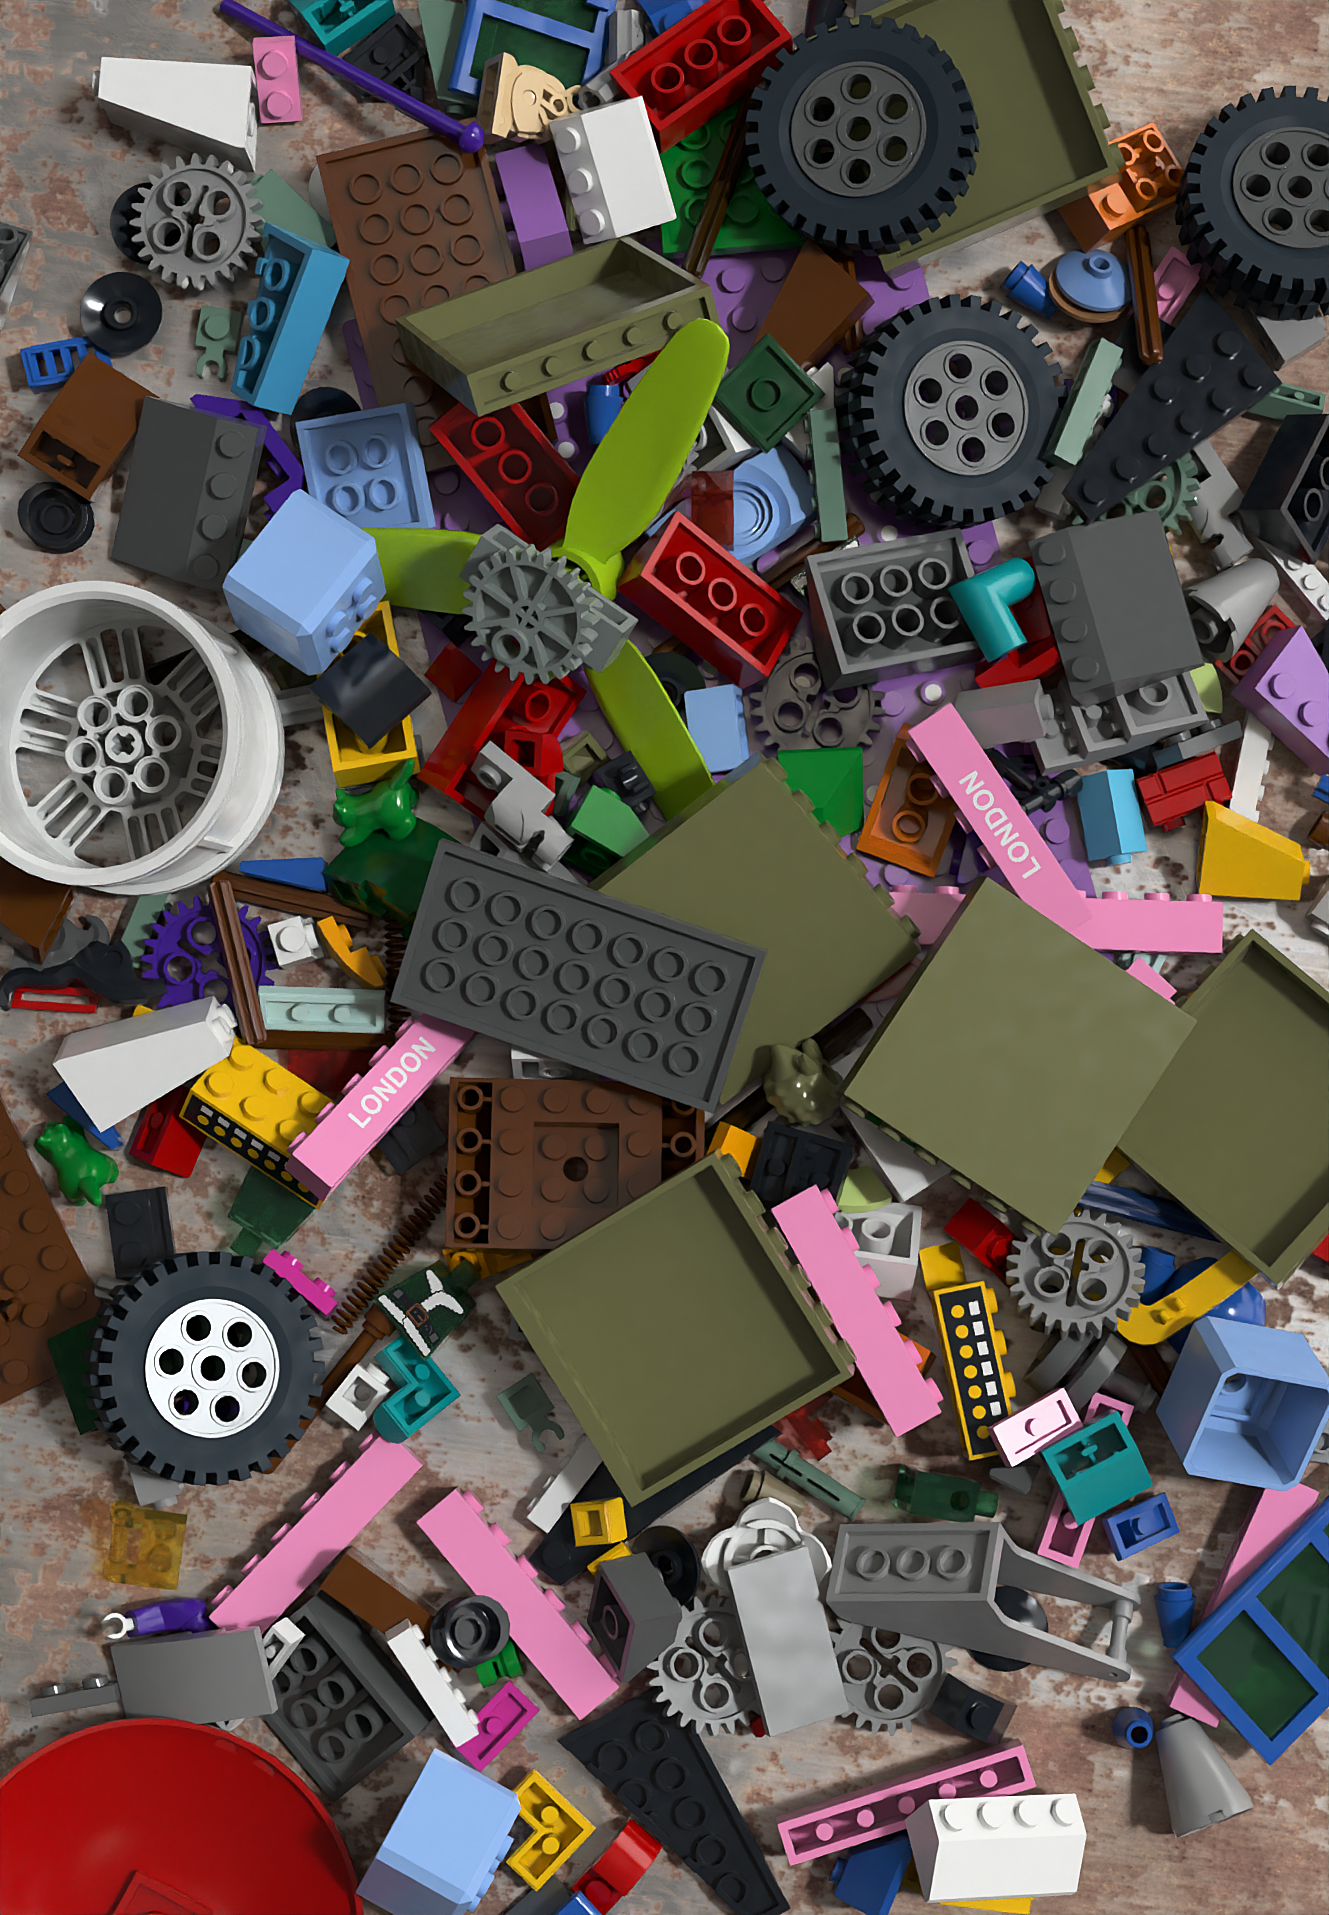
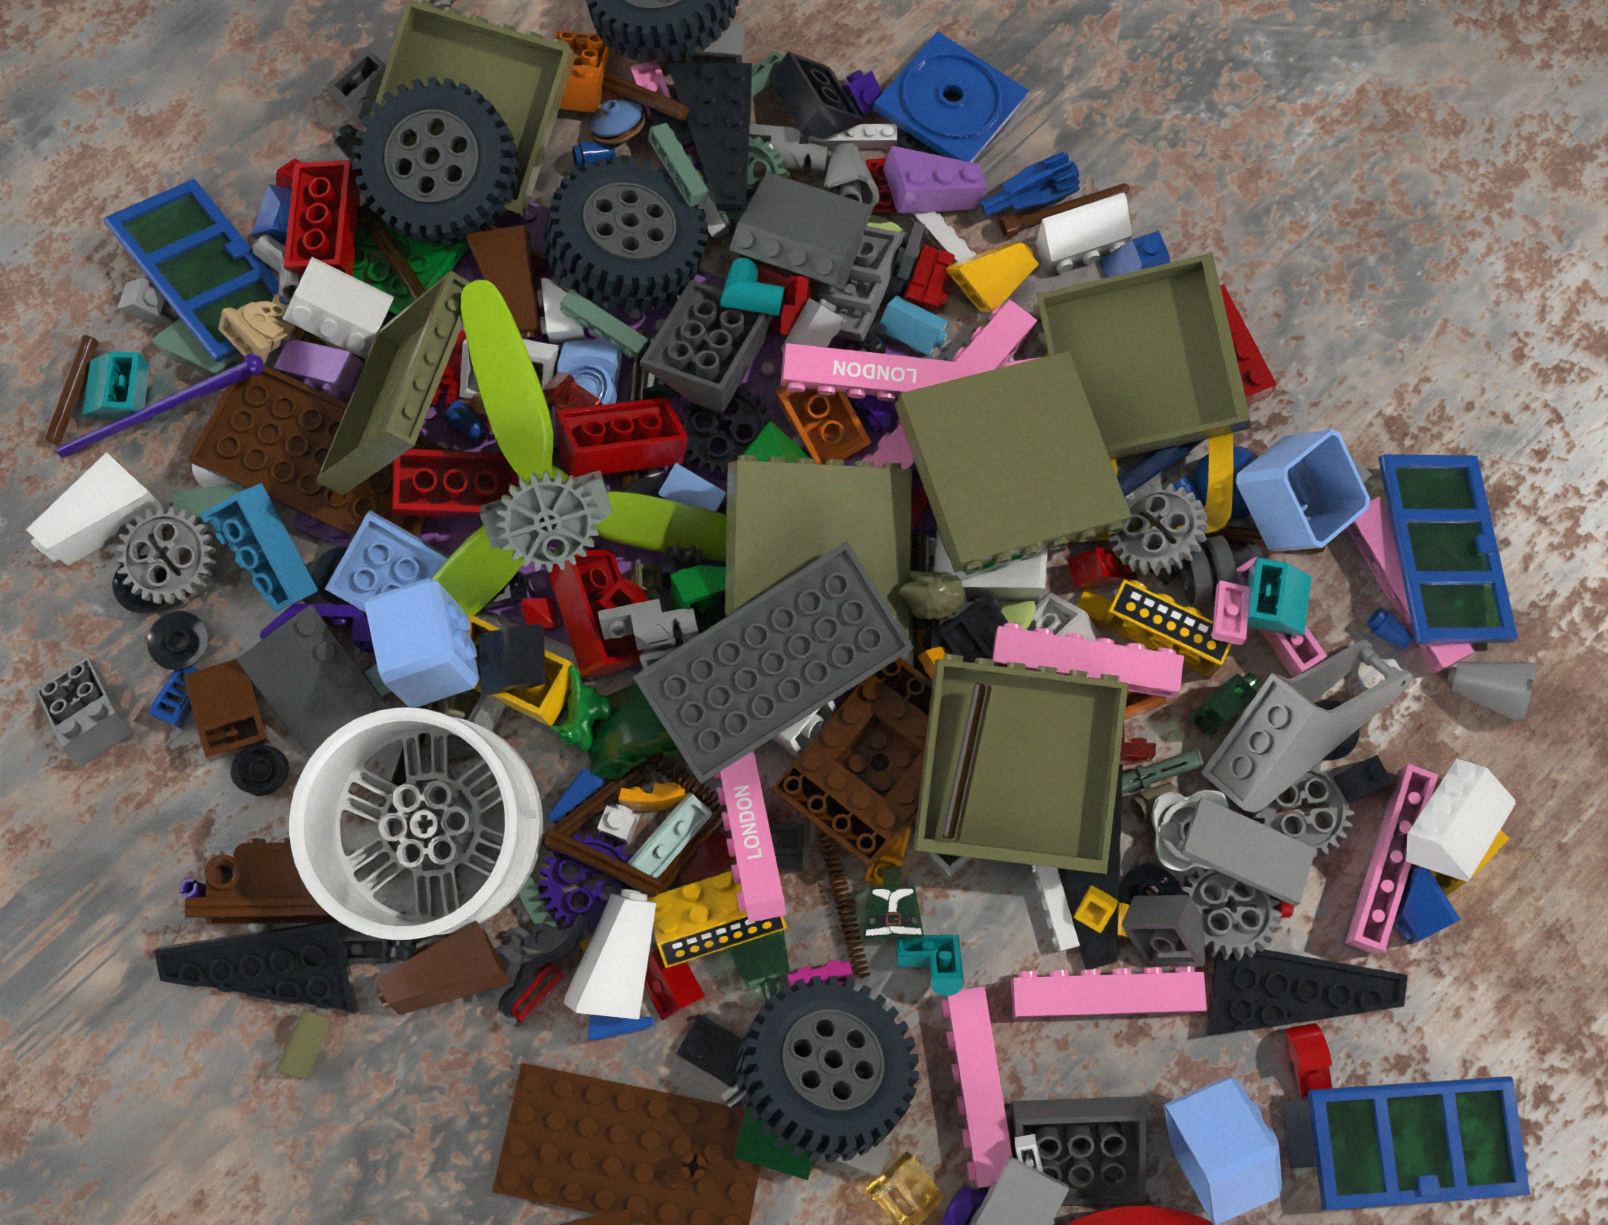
camera: 55 degrees left, 10 degrees down
(77, 1165) = (646, 1056): green animal -> none
(218, 335) = (239, 599): sand green plate -> none
(277, 79) = (127, 451): bright pink plate -> none
(349, 1406) = (920, 1004): white brick -> none
(375, 1327) = (880, 952): reddish brown piece -> none
(378, 1596) = (1061, 1070): reddish brown slope -> none
(393, 56) = (168, 379): black slope -> none
(433, 1682) = (1120, 1078): white piece -> none
(469, 1631) = (1106, 1033): black piece -> none
(499, 1723) = (1170, 1066): dark pink plate -> none
(504, 1664) = (1133, 1034): green wheel -> none
(527, 1405) = (994, 900): sand green plate -> none
(556, 1833) = (1264, 1079): yellow brick -> none
(628, 1267) = (966, 761): none -> dark brown axle
(767, 393) = (536, 317): dark green tile -> none
(1017, 1477) = (1246, 653): dark grey slope -> none
(1126, 1721) = (1441, 700): blue cone -> none
(1140, 1525) = (1325, 610): blue slope -> none

